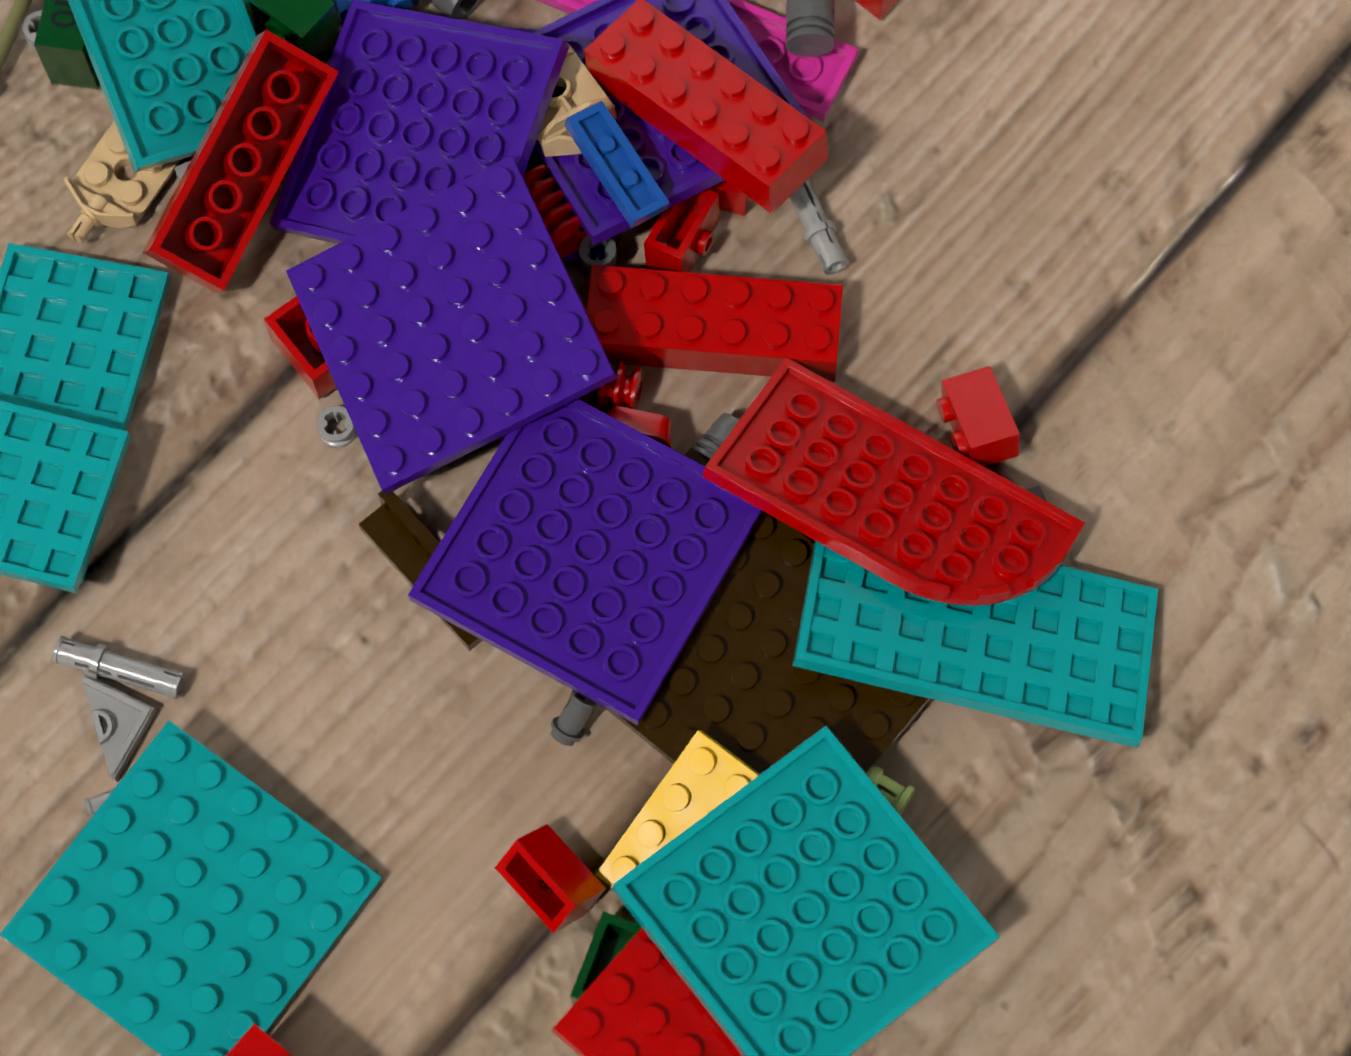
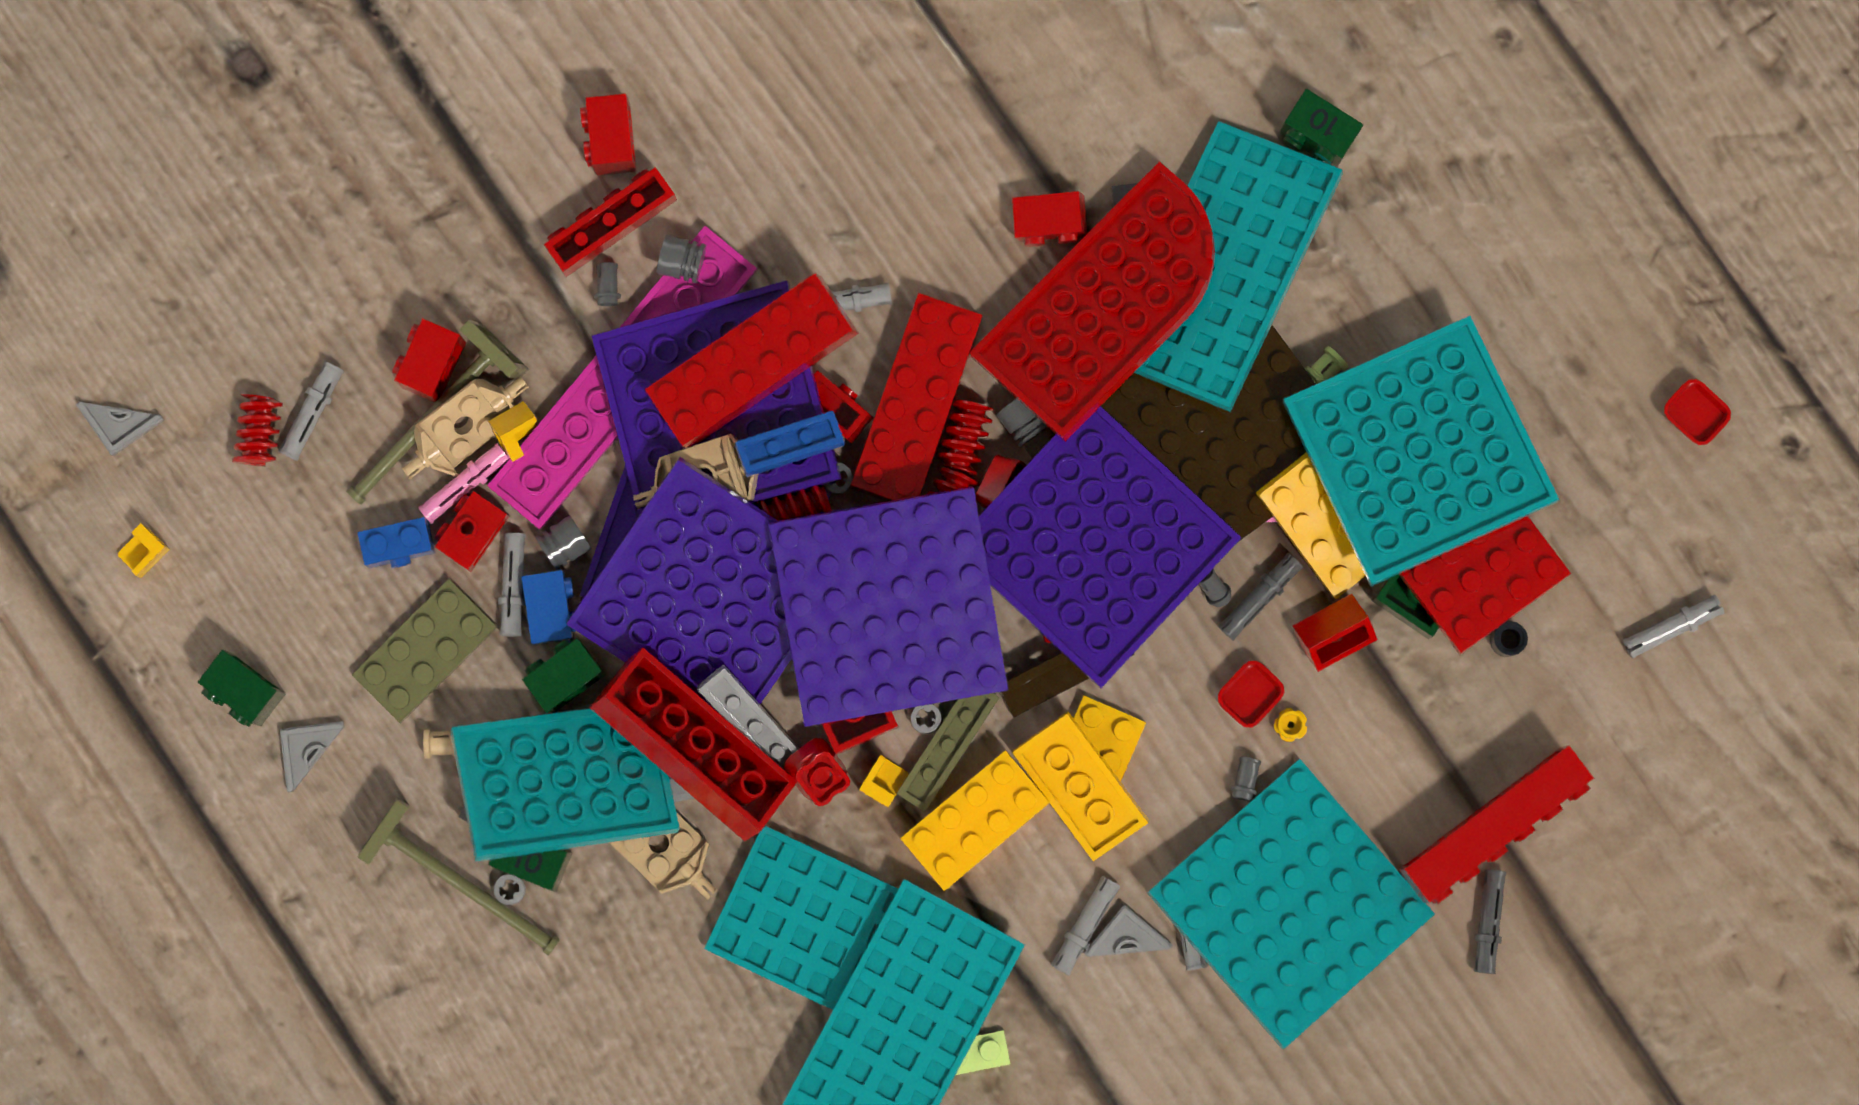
camera: 80 degrees left, 15 degrees up
(220, 505) = (974, 820): none -> yellow brick
(239, 315) = (817, 771): none -> red piece
(248, 394) = (884, 781): none -> yellow panel
(282, 230) = (747, 715): none -> light grey plate
(287, 615) = (1080, 786): none -> yellow plate
(301, 456) = (946, 749): none -> olive plate
(341, 817) = (1246, 779): none -> dark grey pin
(354, 634) = (1110, 732): none -> yellow plate
(417, 847) = (1281, 724): none -> yellow plate
(448, 794) = (1251, 694): none -> red piece
(592, 789) = (1270, 586): none -> dark grey pin
(685, 387) = (965, 436): none -> red piece
(1186, 705) = (1320, 129): none -> dark green brick

